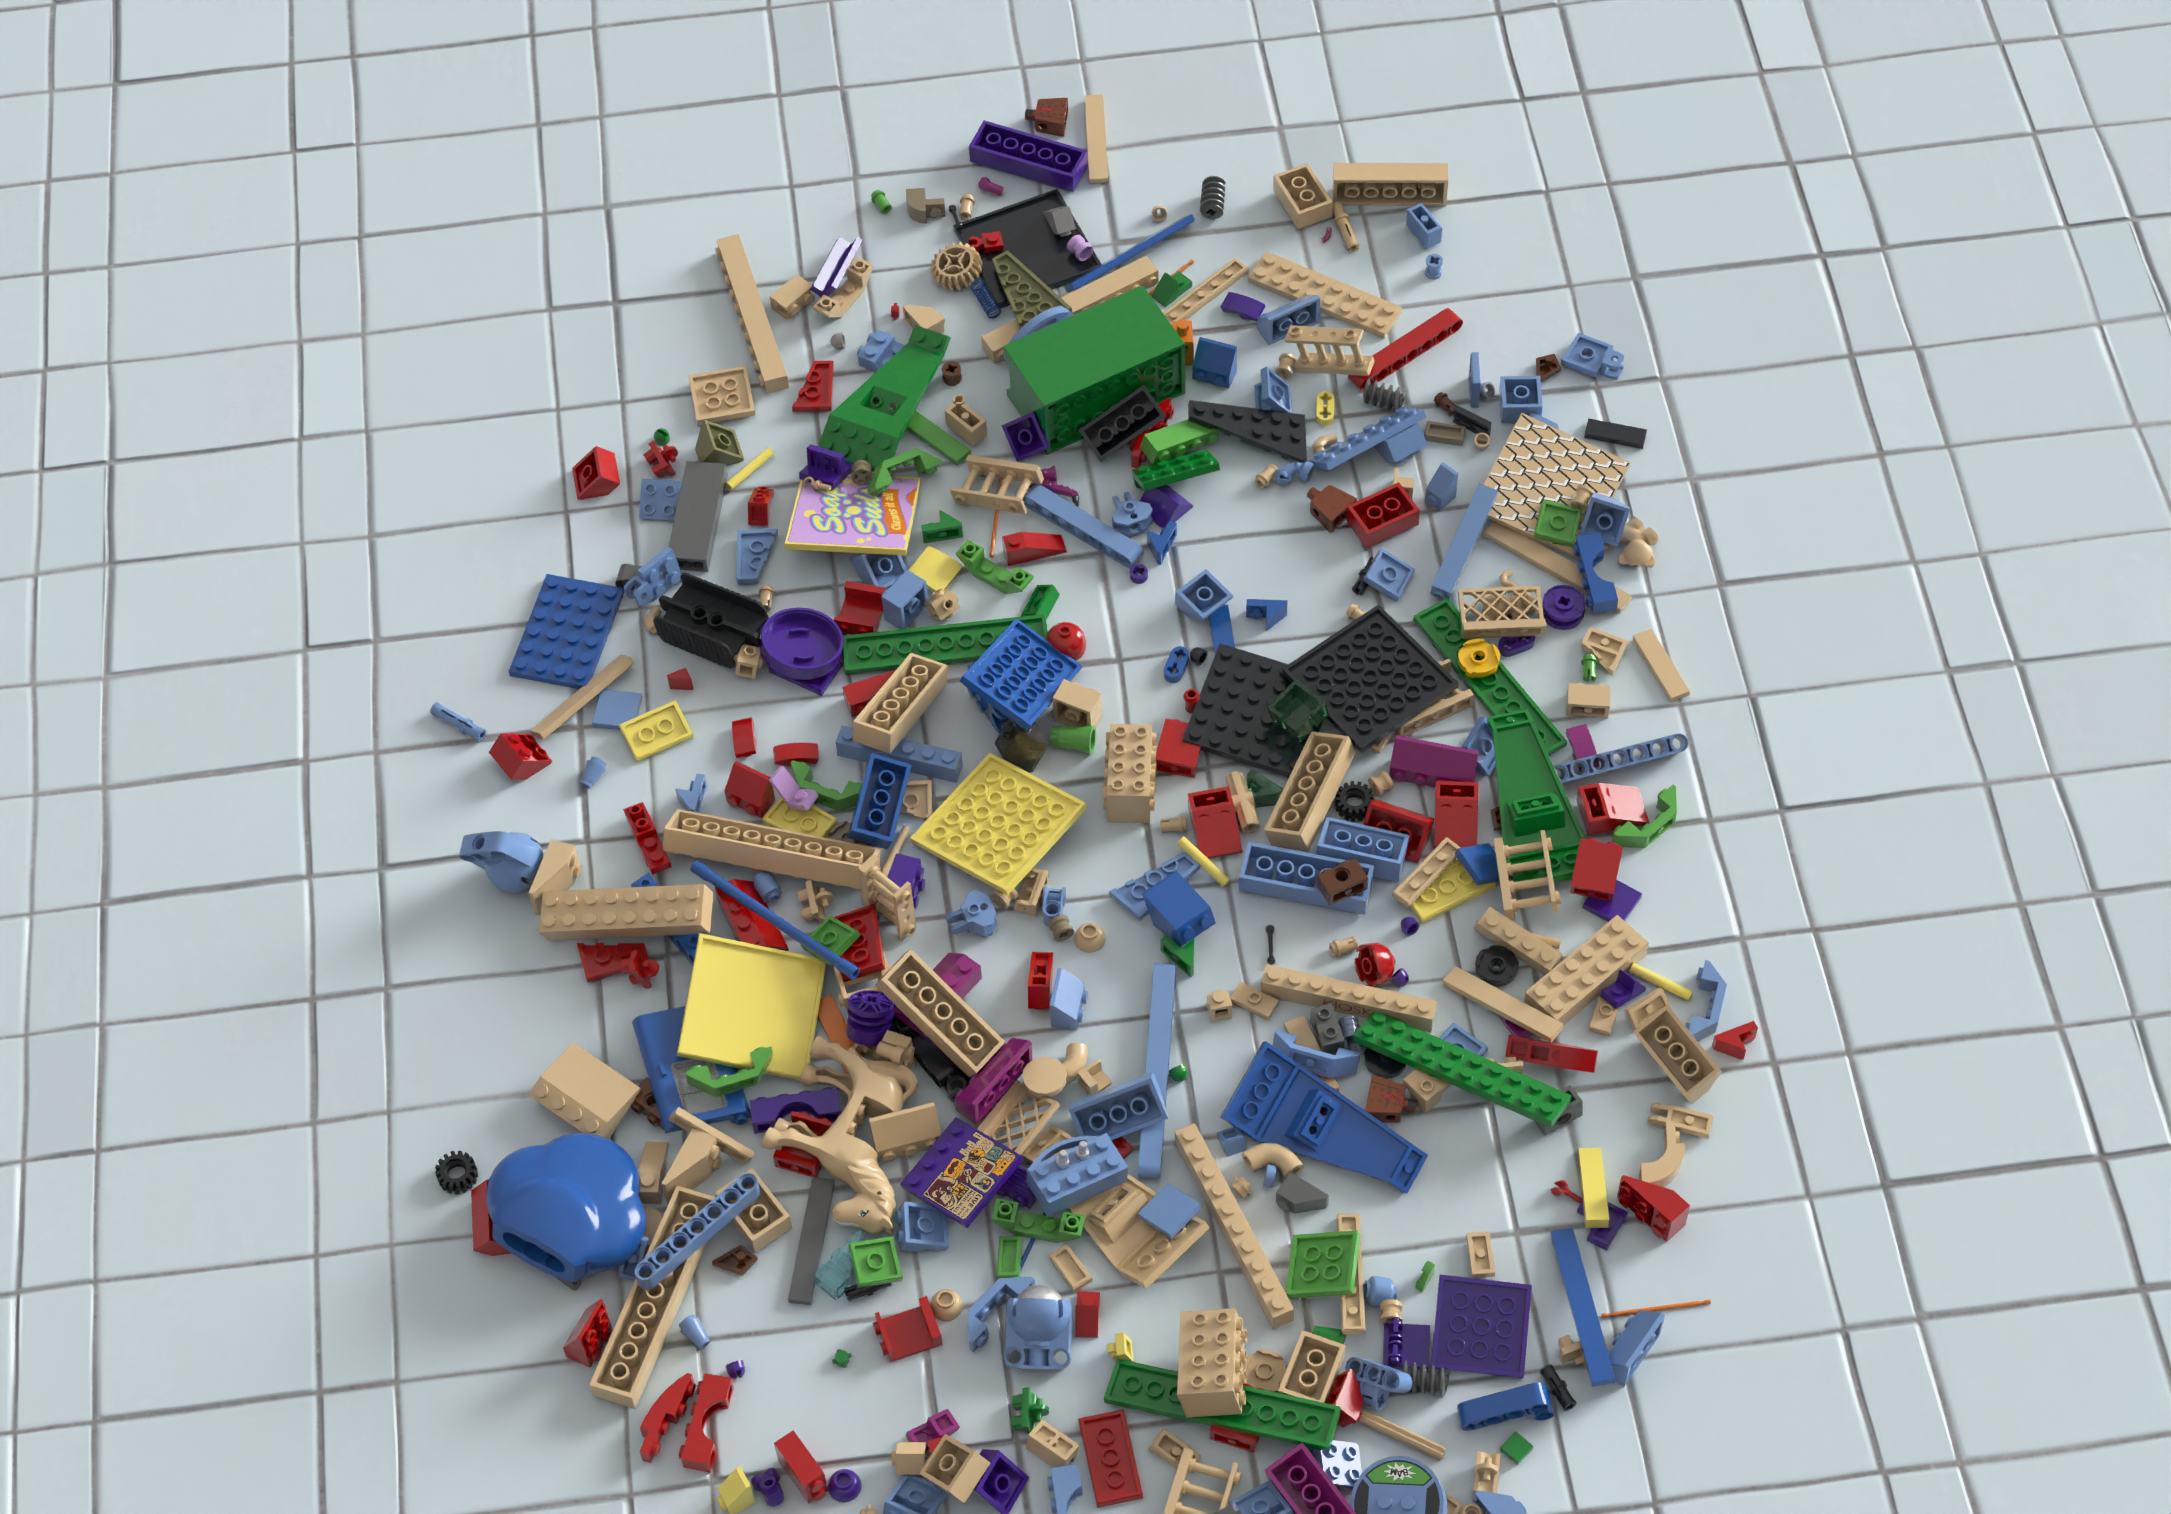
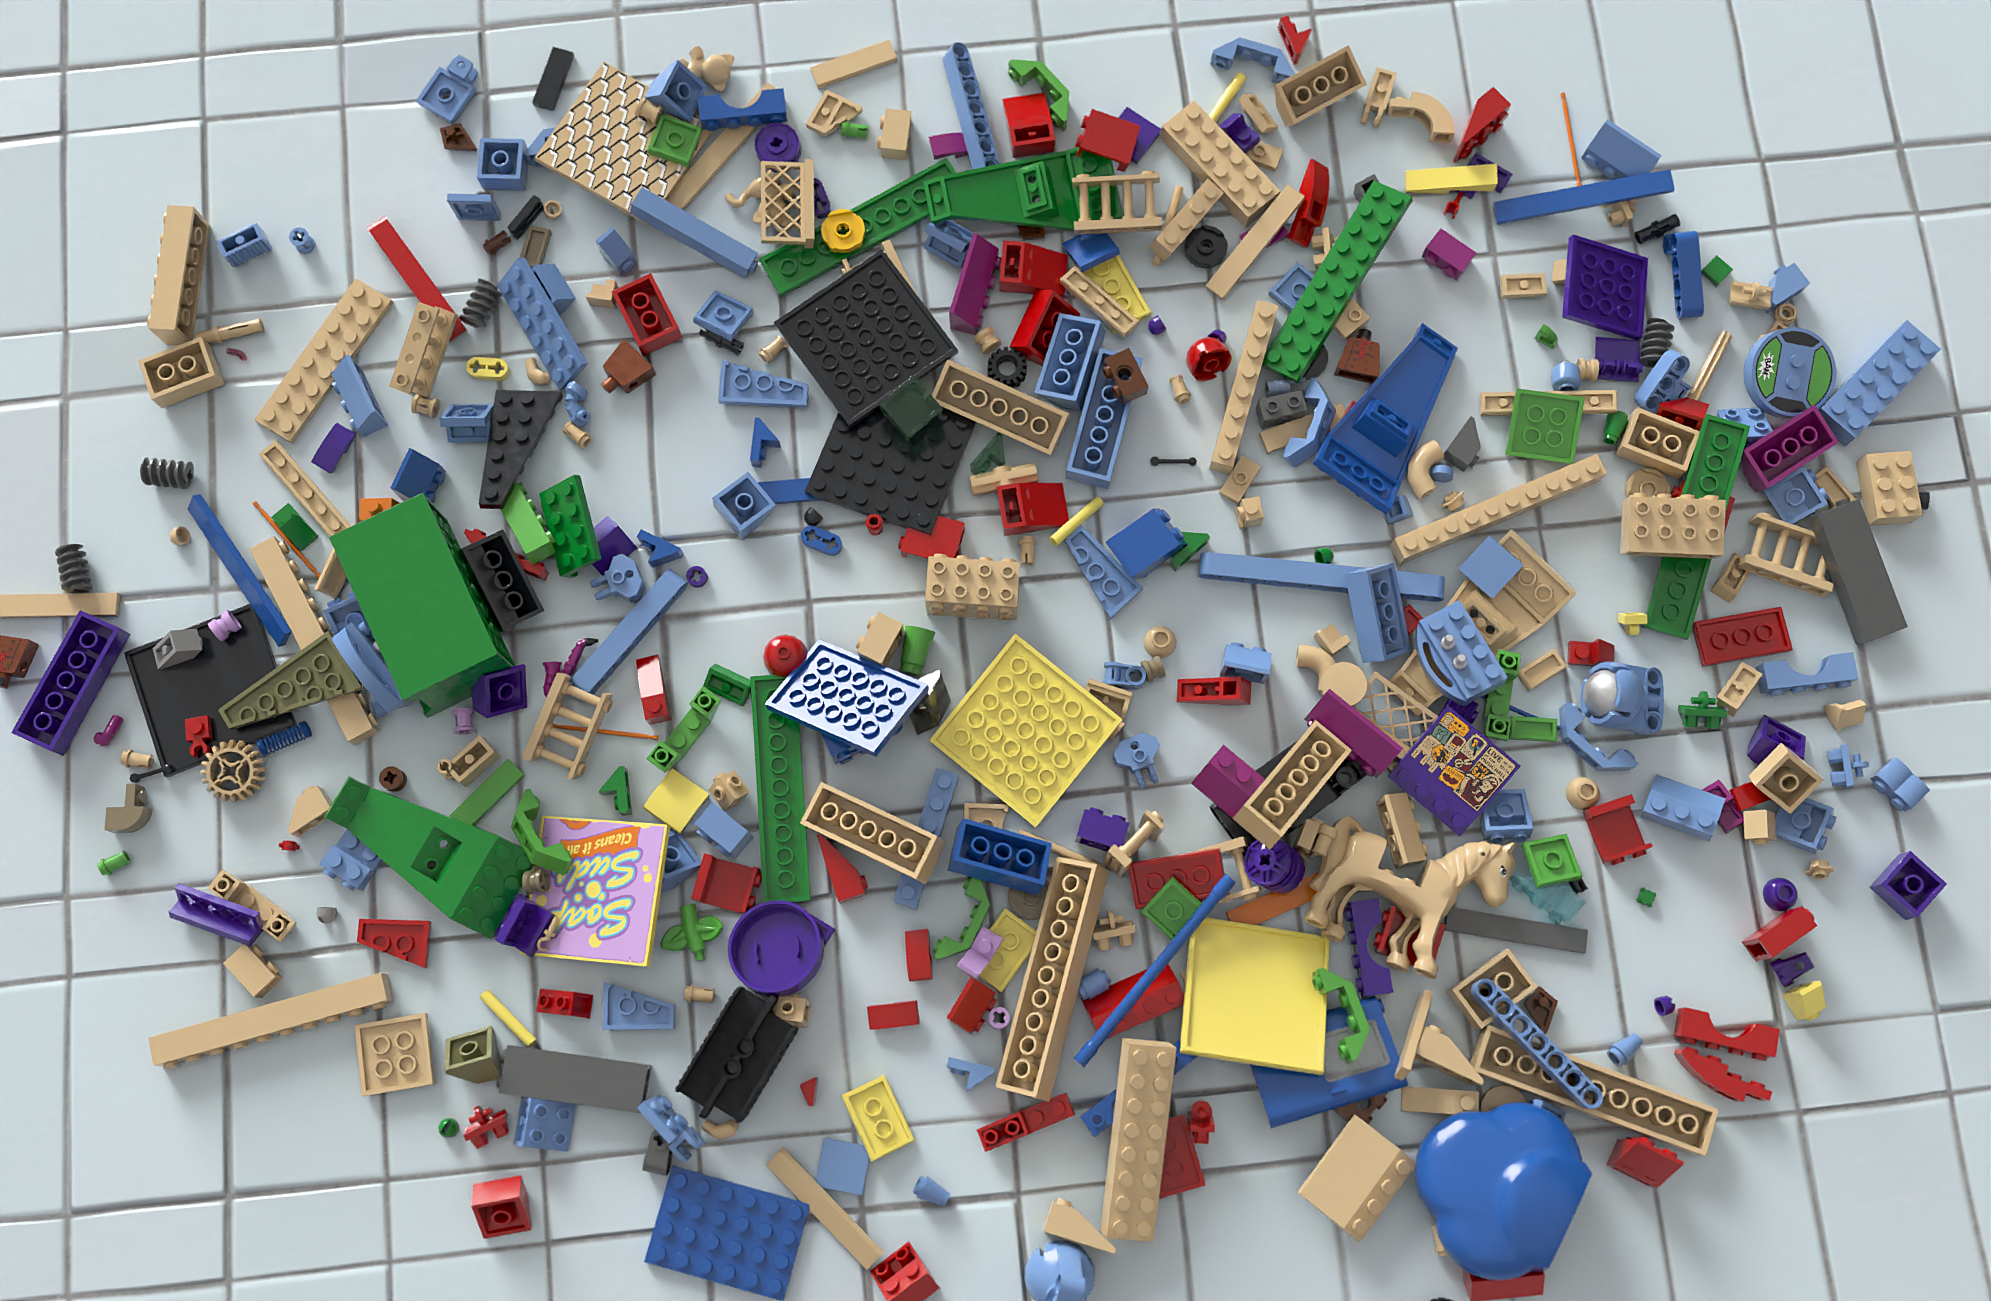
camera: 90 degrees left, 20 degrees up
(738, 812) = (999, 1010): none -> lavender bush
(818, 589) = (692, 932): none -> bright green plant
(929, 1385) = (1683, 808): none -> medium blue slope
(1002, 416) = (463, 721): none -> lavender bush
(1125, 146) = (71, 568): none -> dark grey piece
(1321, 603) = (750, 387): none -> medium blue wing
(1507, 1183) = (1448, 254): none -> magenta brick

